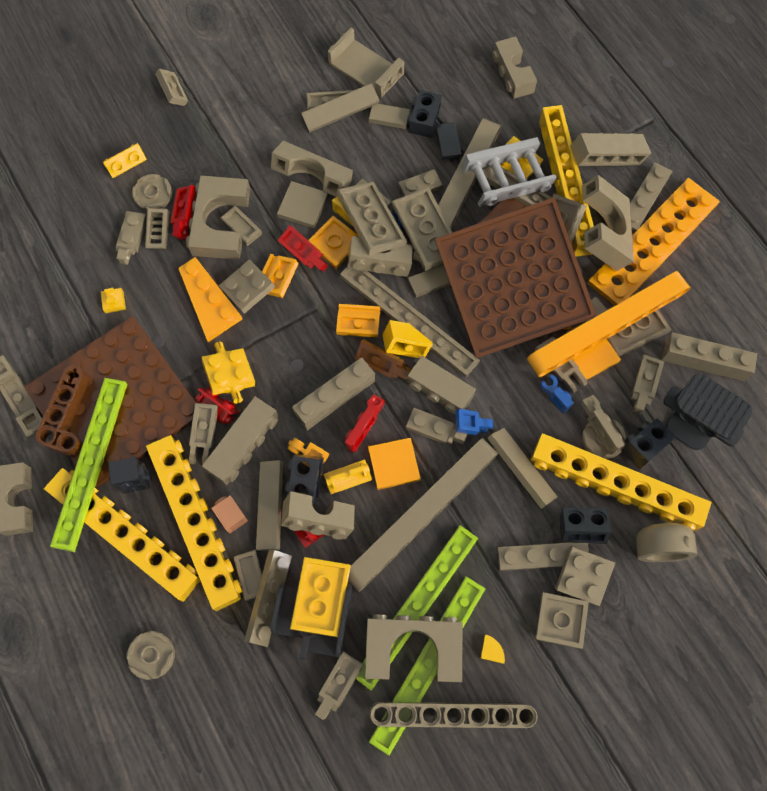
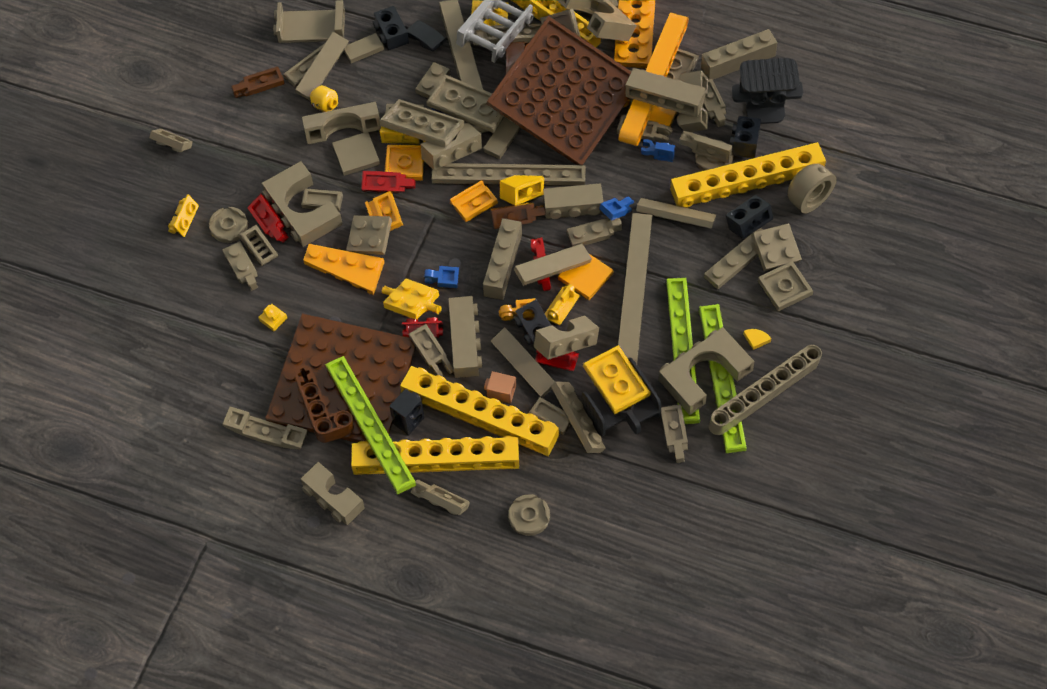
camera: 35 degrees left, 10 degrees down
(93, 577) = (440, 497): none -> dark tan hinge
(274, 372) = (445, 276): none -> blue plate
(280, 87) = (258, 82): none -> reddish brown hinge
(317, 137) = (324, 98): none -> yellow head
(366, 435) = (552, 264): none -> dark tan tile
(604, 347) = (665, 92): none -> dark tan brick
(635, 357) = (691, 123): none -> dark tan arch

